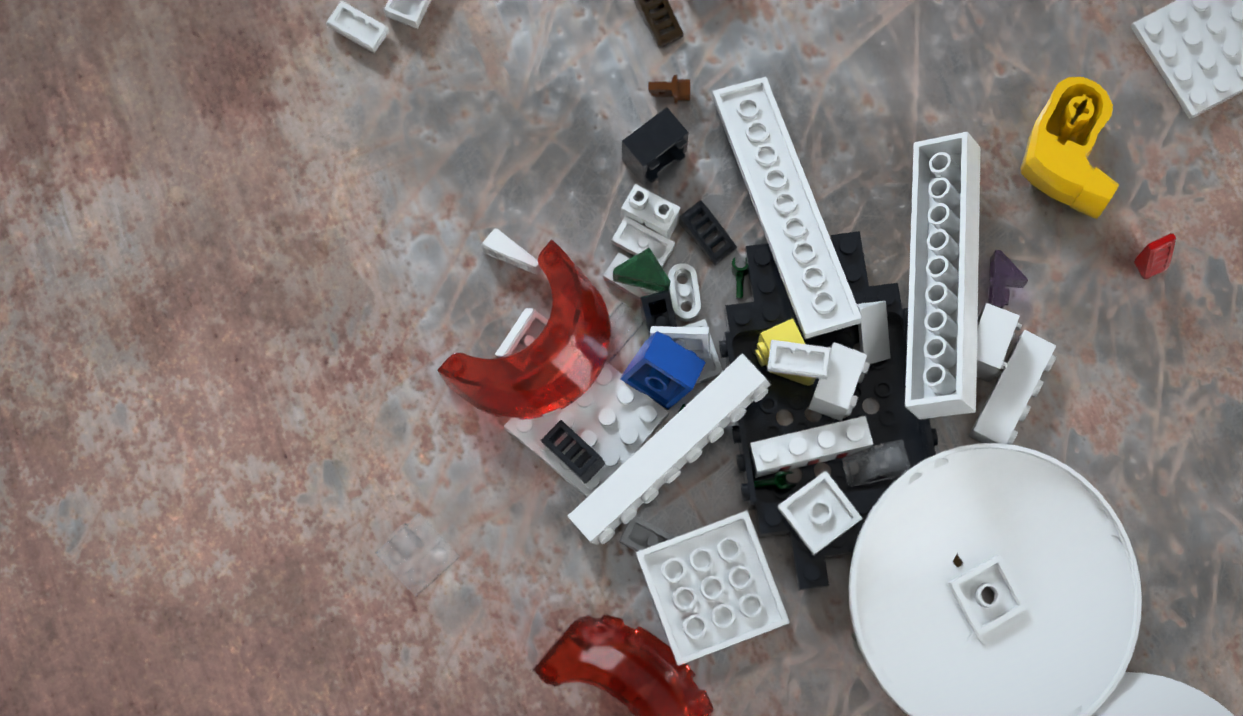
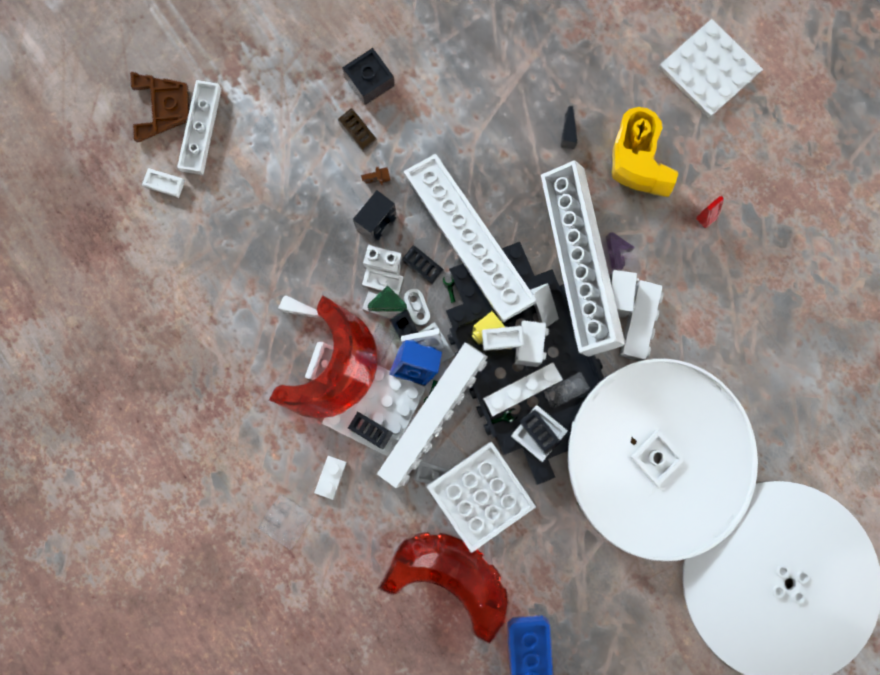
camera: 15 degrees left, 5 degrees up
(497, 507) = (330, 477): none -> white plate
(832, 532) = (553, 444): none -> black slope
(971, 95) = (569, 133): none -> black slope

